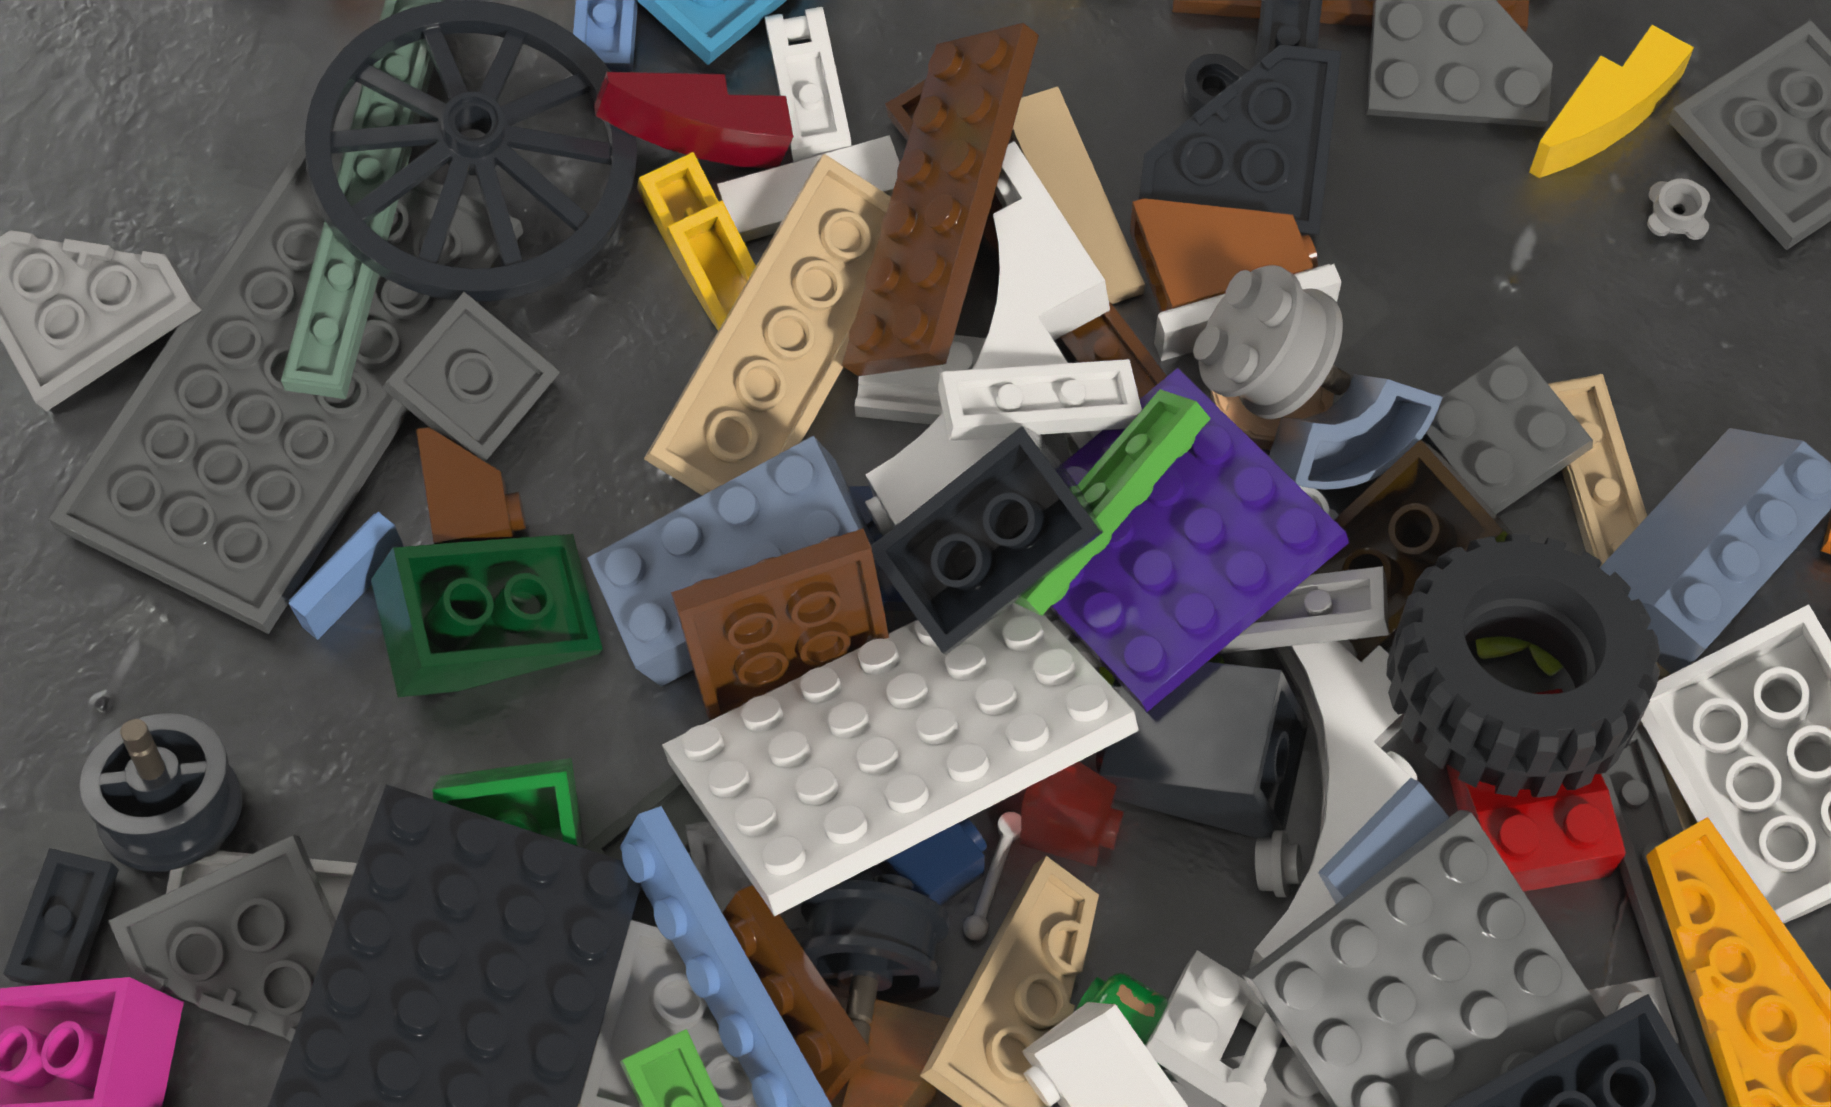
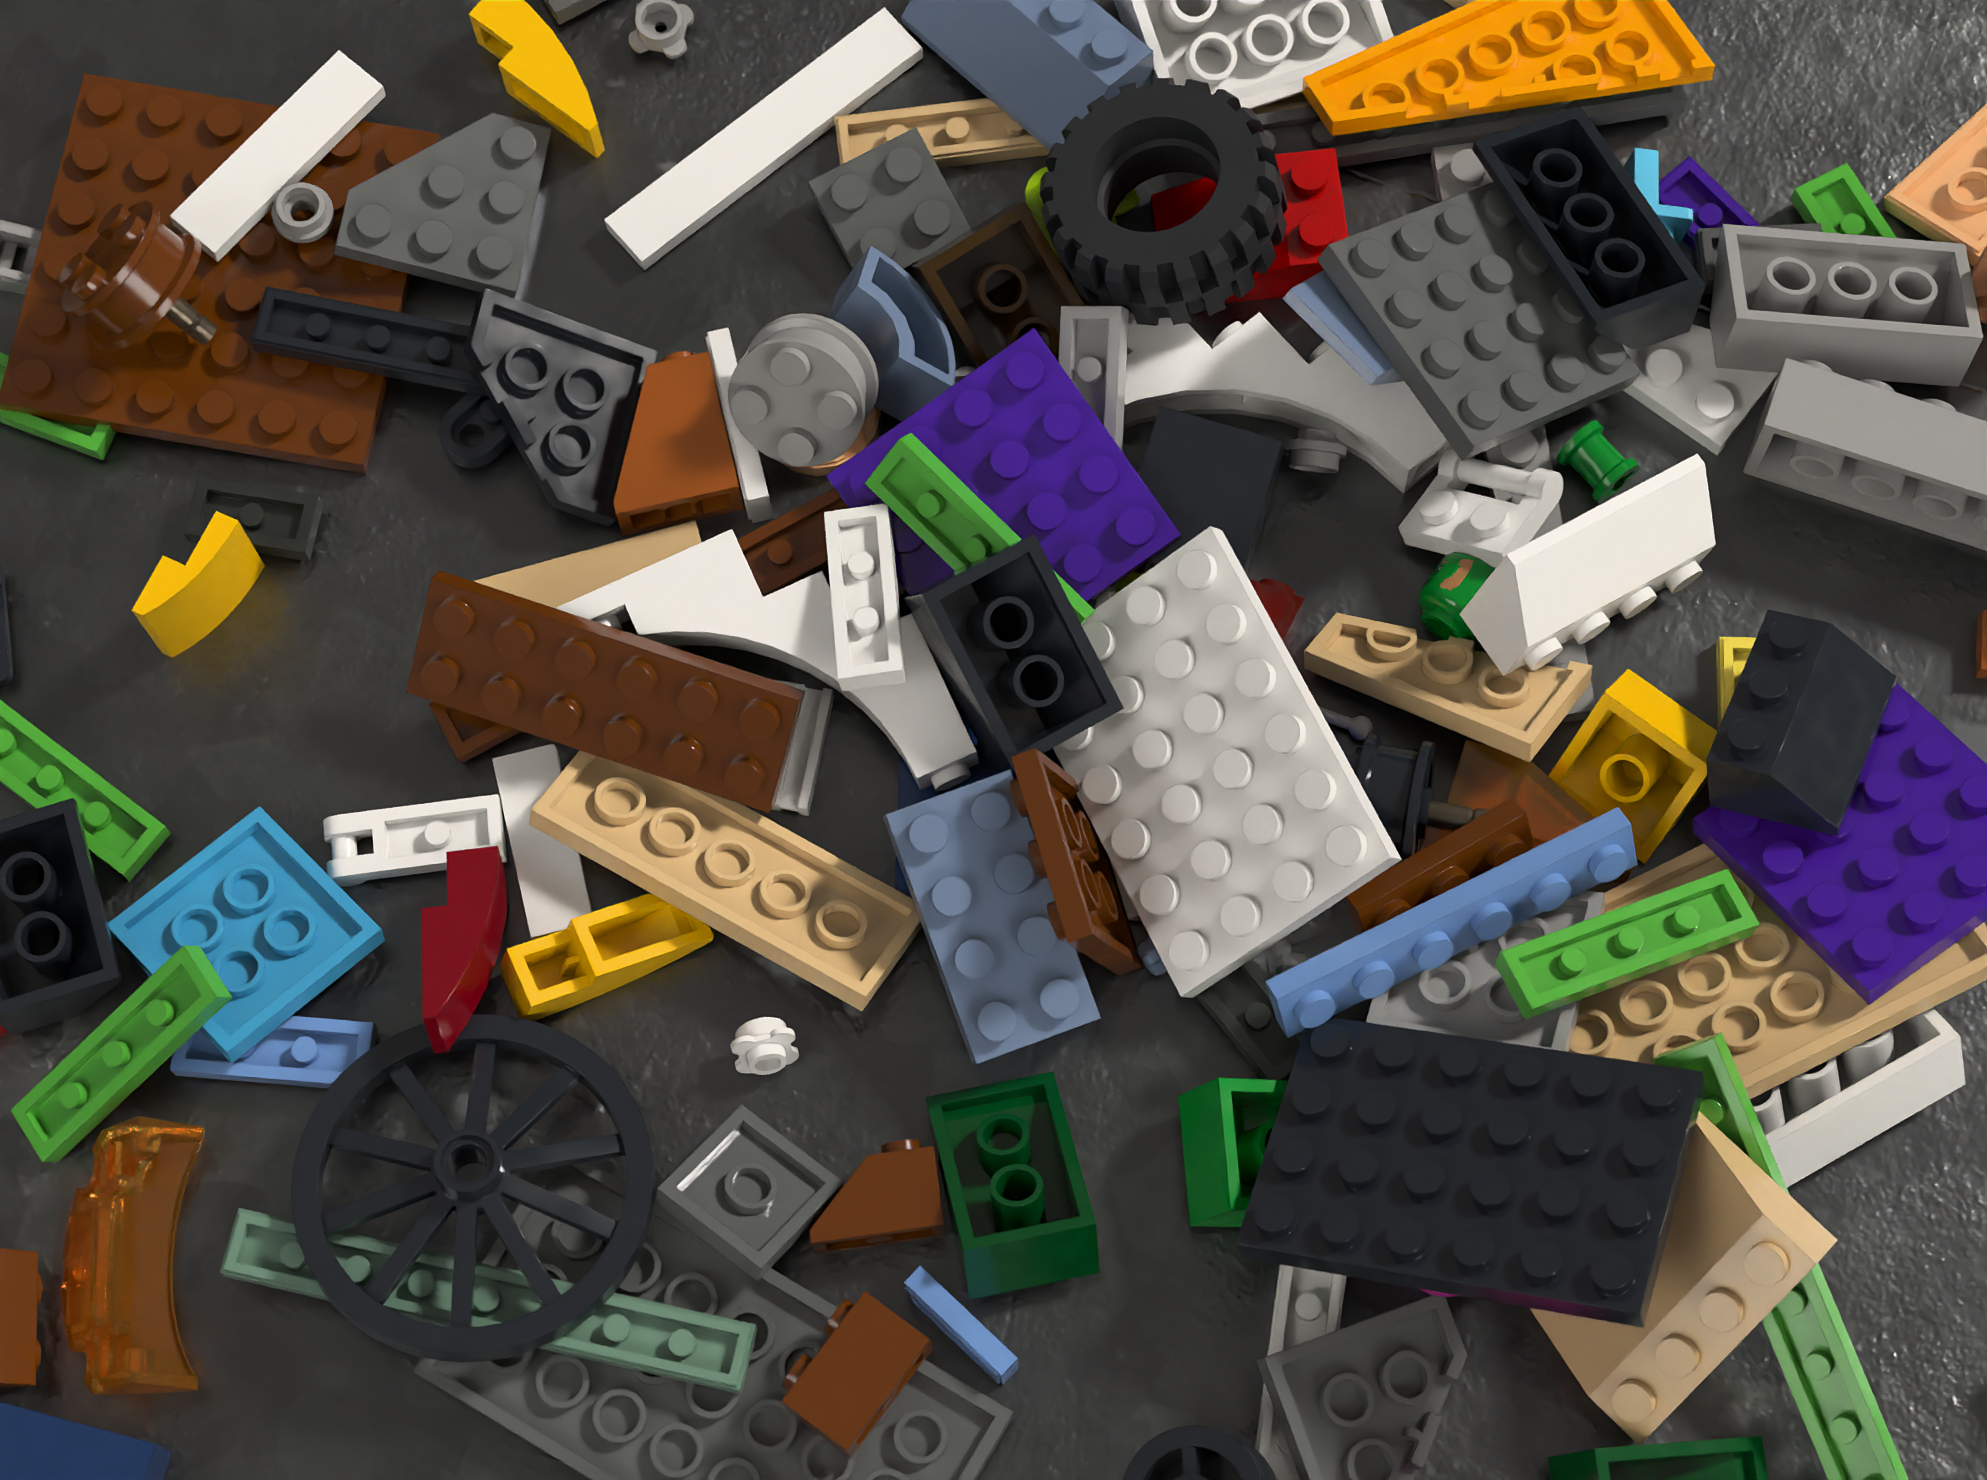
camera: 85 degrees left, 5 degrees up
(290, 473) = (855, 1372): none -> reddish brown brick
(616, 386) = (764, 1046): none -> white plate
(1574, 317) = (763, 138): none -> white tile

